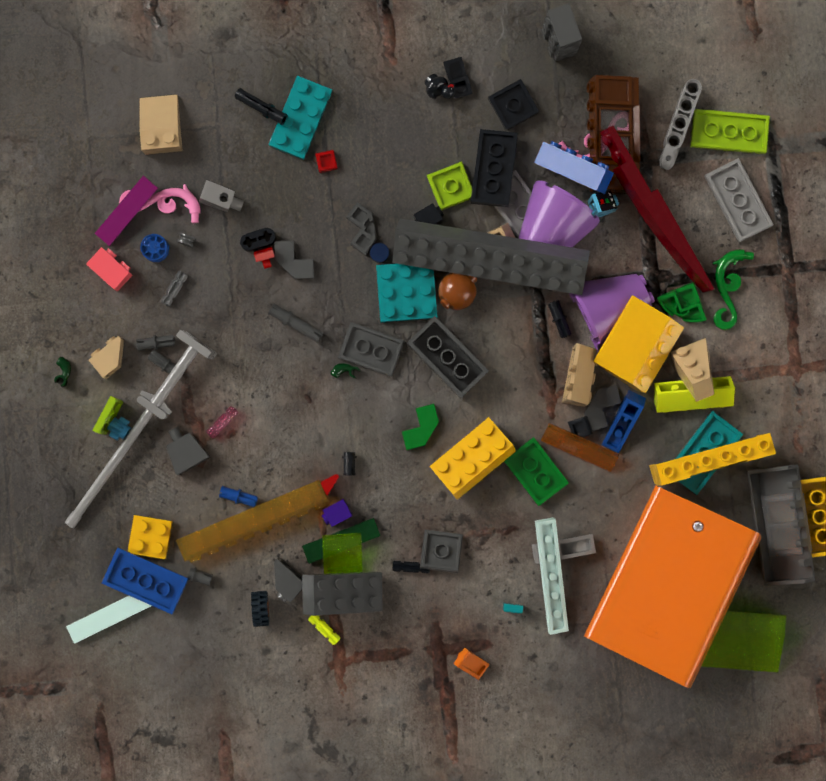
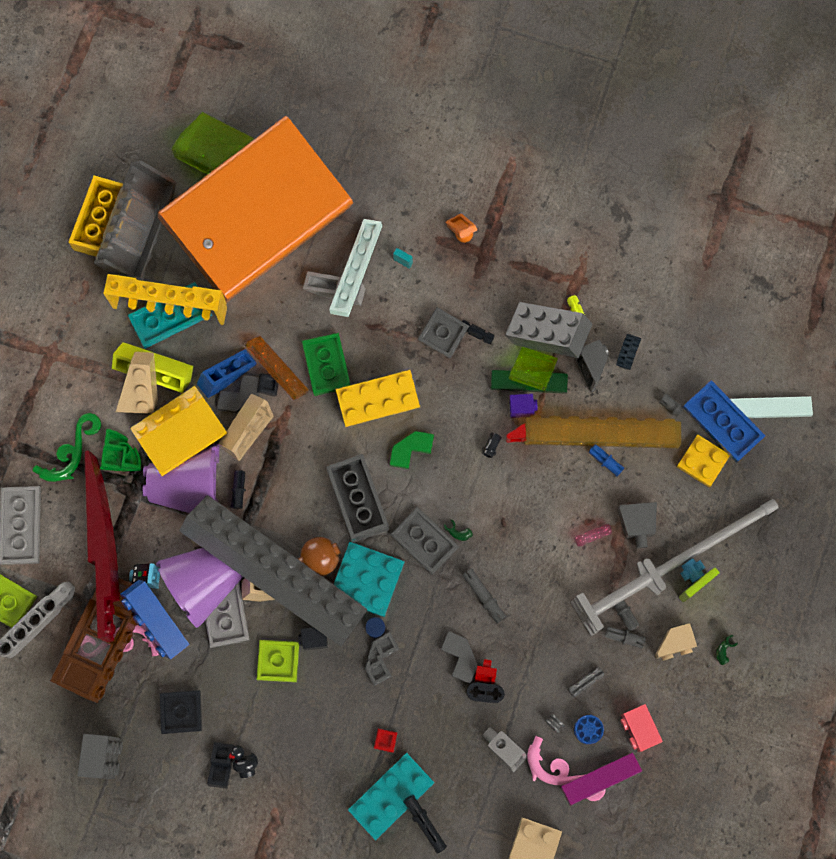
camera: 155 degrees left, 10 degrees down
(494, 168) = (228, 657): black plate -> none

